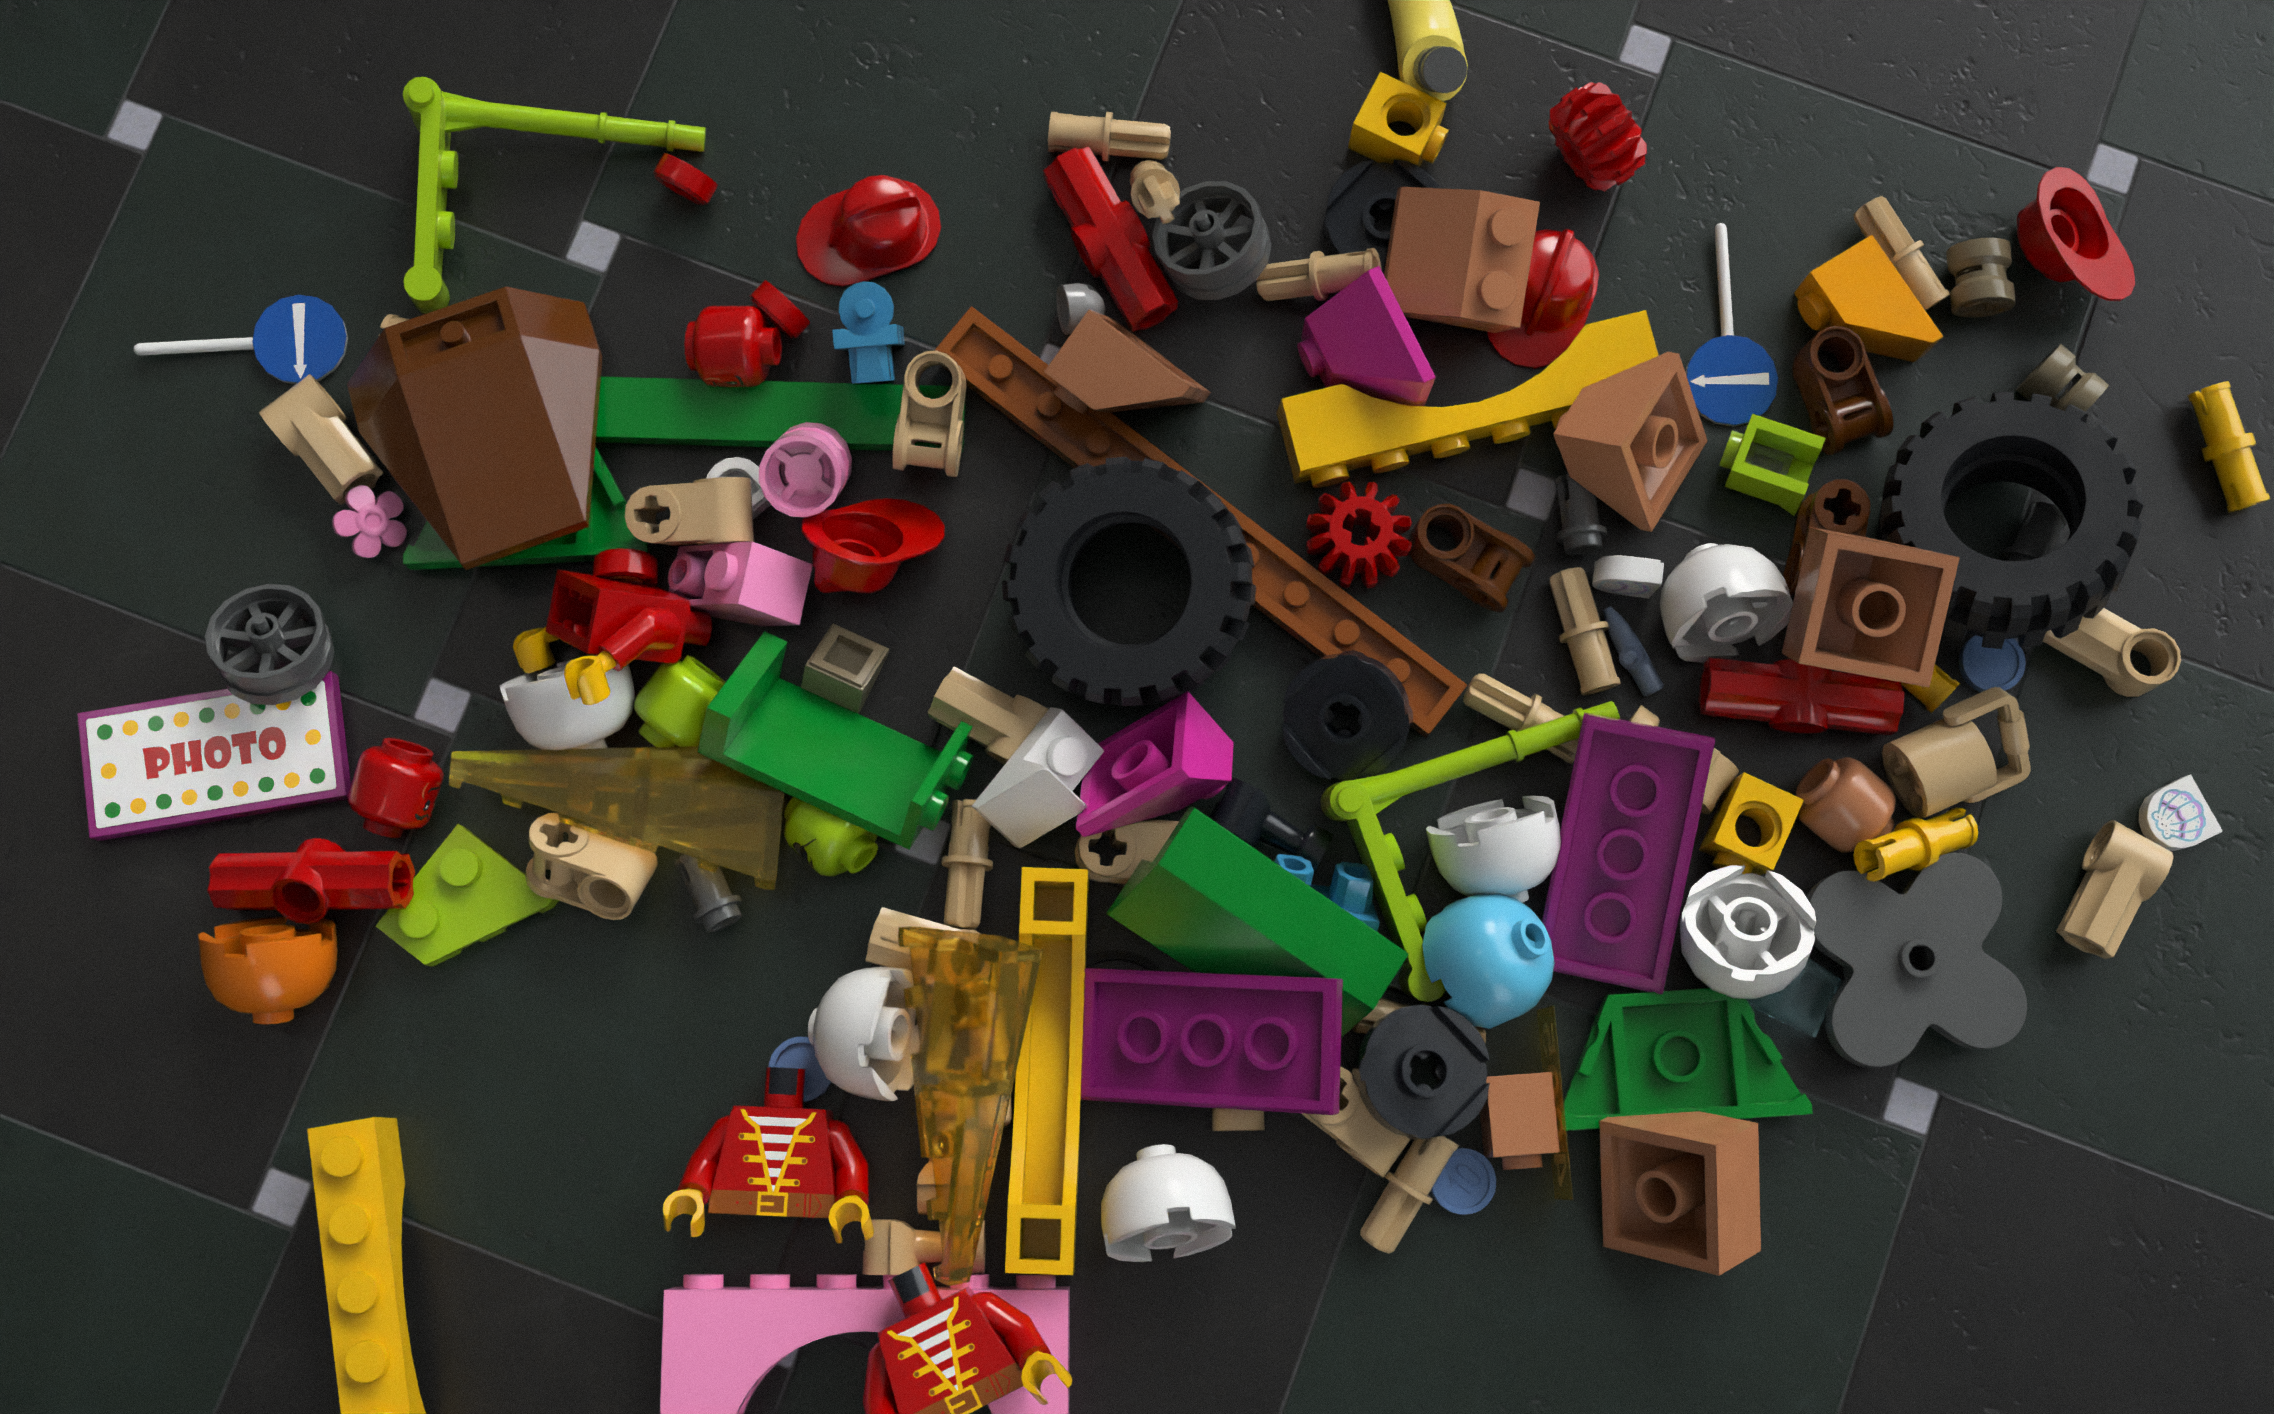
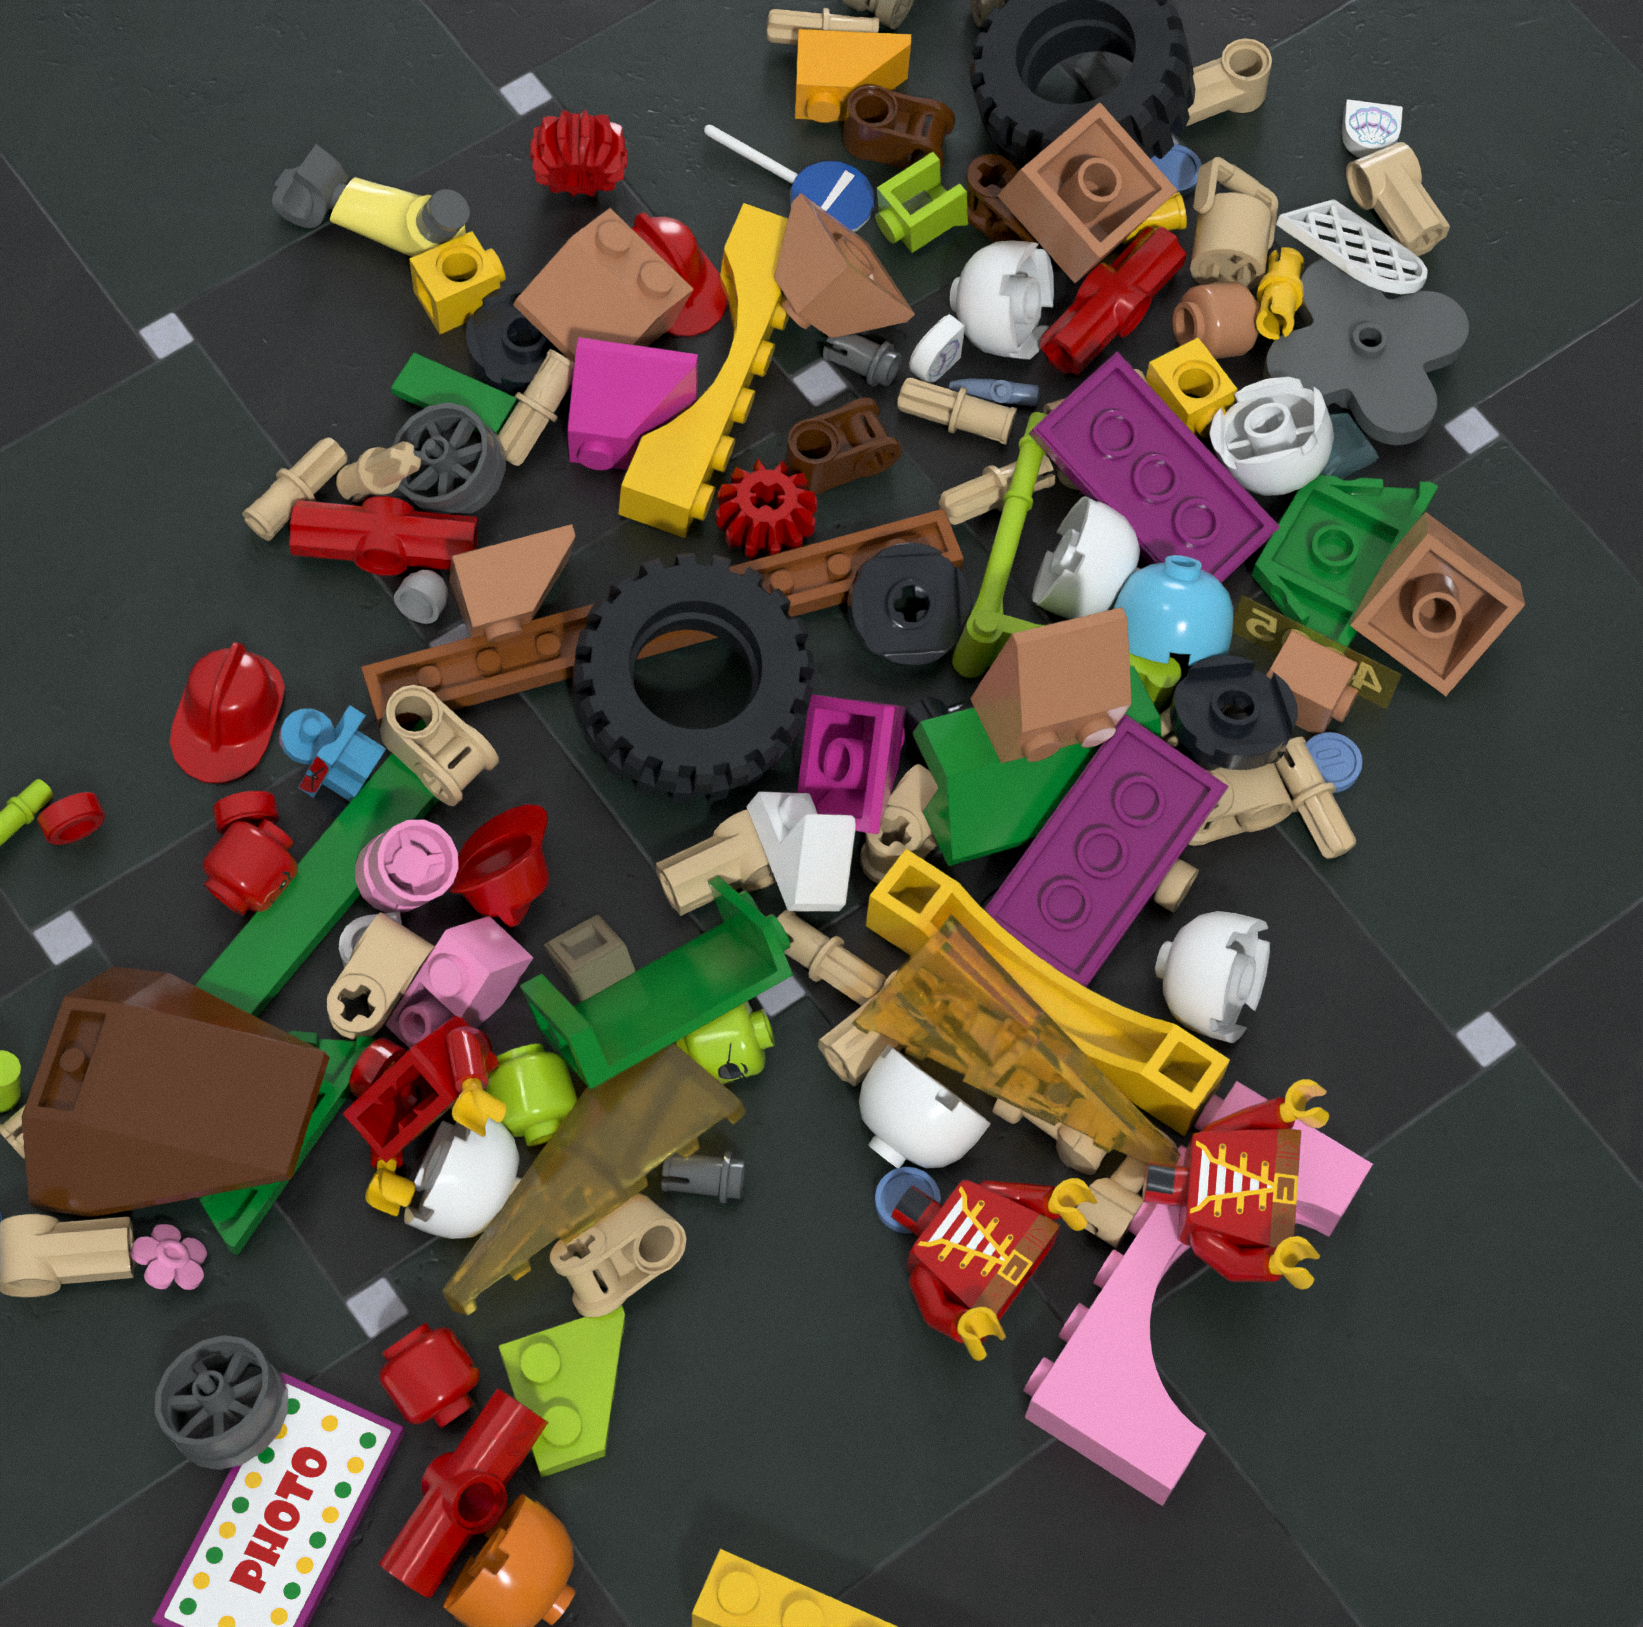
camera: 60 degrees left, 15 degrees down
(1289, 200) = (432, 383): none -> green piece
(1300, 910) = (1057, 687): none -> nougat slope
(1987, 897) = (1369, 237): none -> white window

